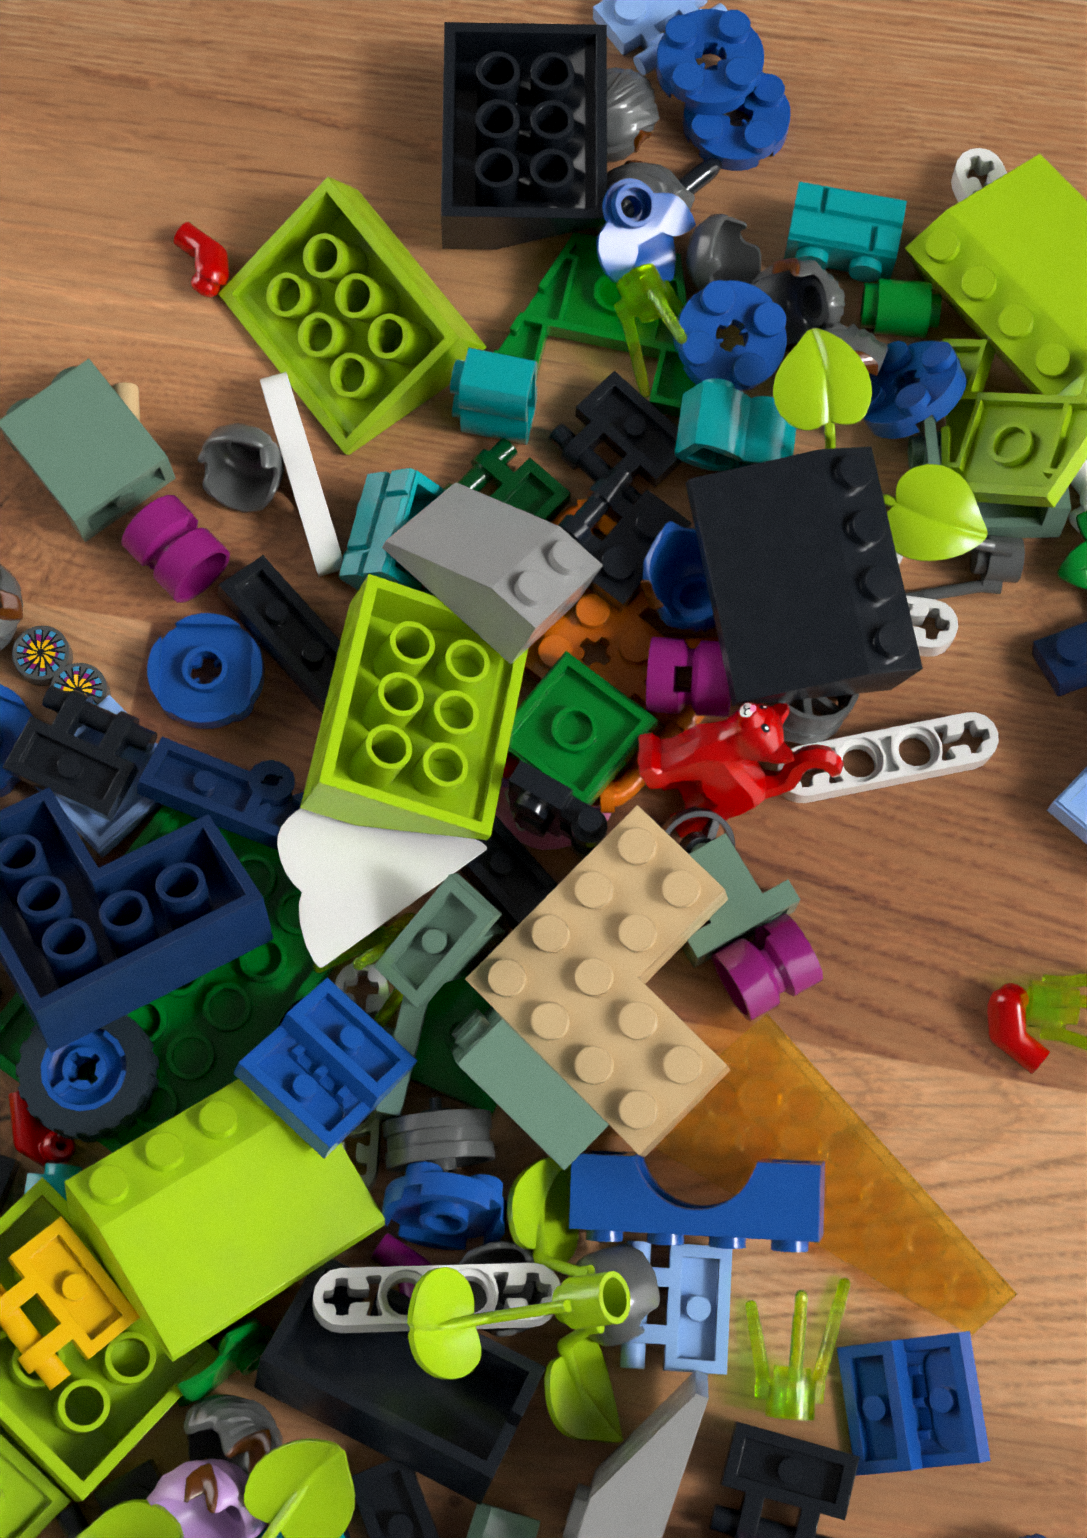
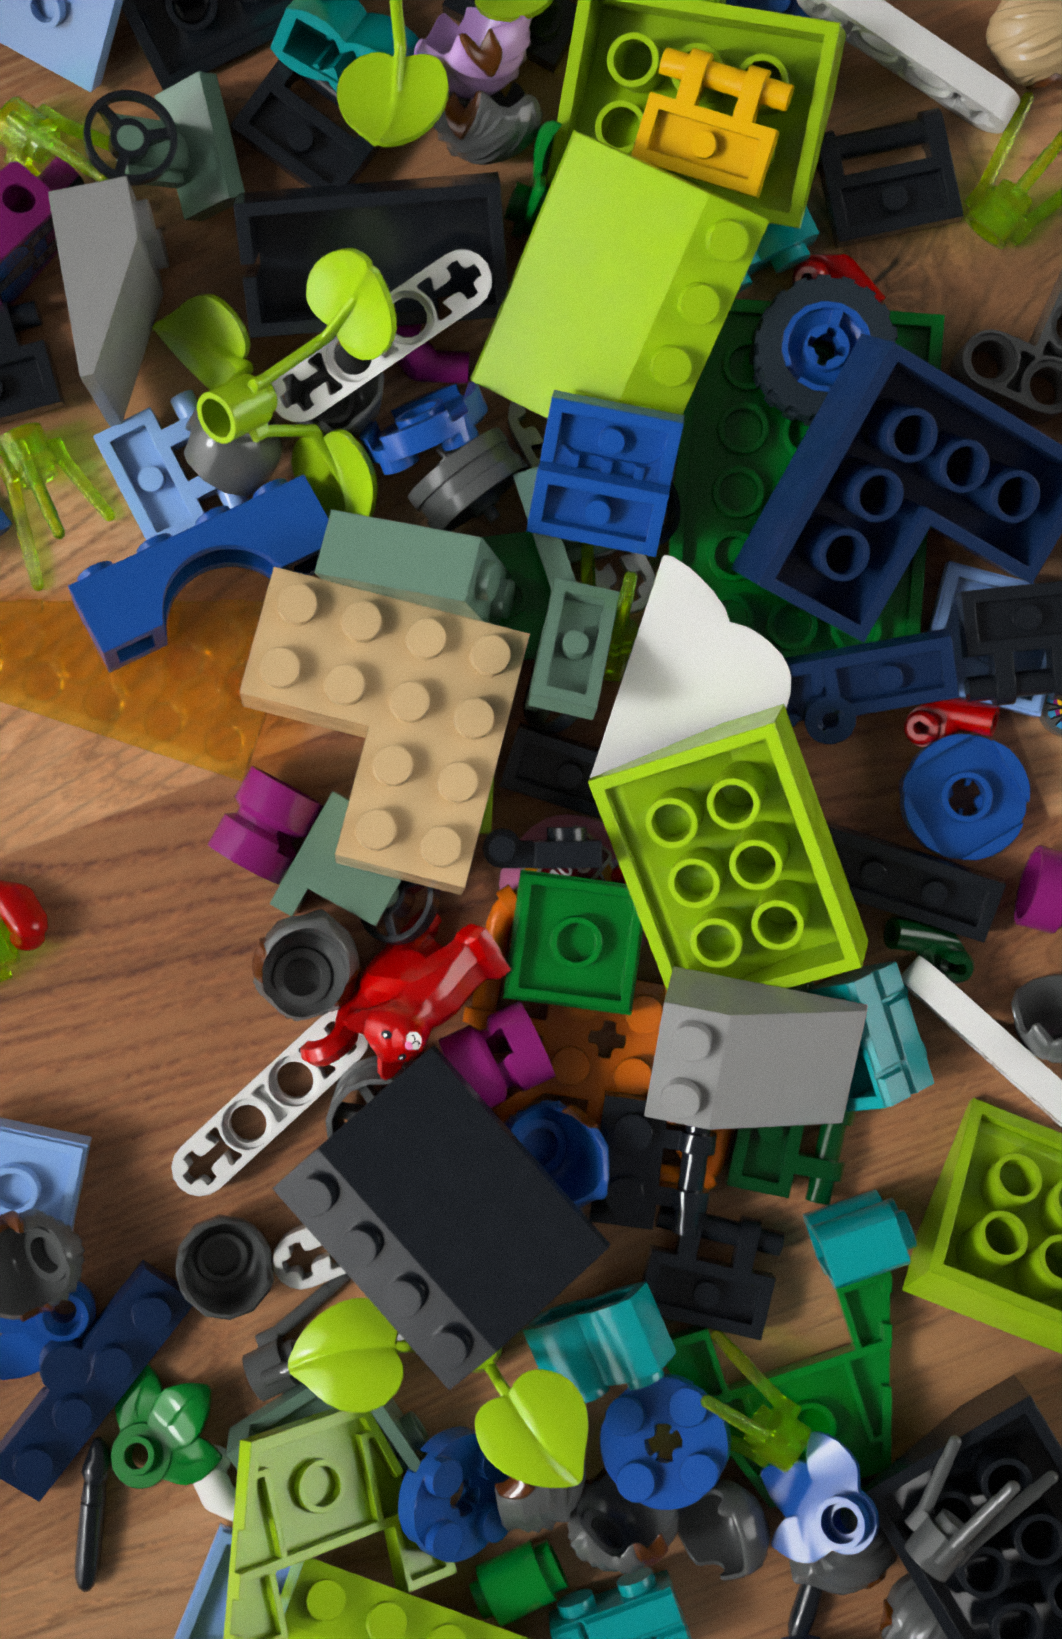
camera: 150 degrees right, 15 degrees up
(201, 738) = (948, 717): none -> red arm
(300, 572) = (933, 944): none -> dark green arm
(565, 151) = (947, 1542): none -> dark grey plant
(798, 838) = (306, 965): none -> dark grey hair
(995, 649) = (224, 1267): none -> dark grey hair

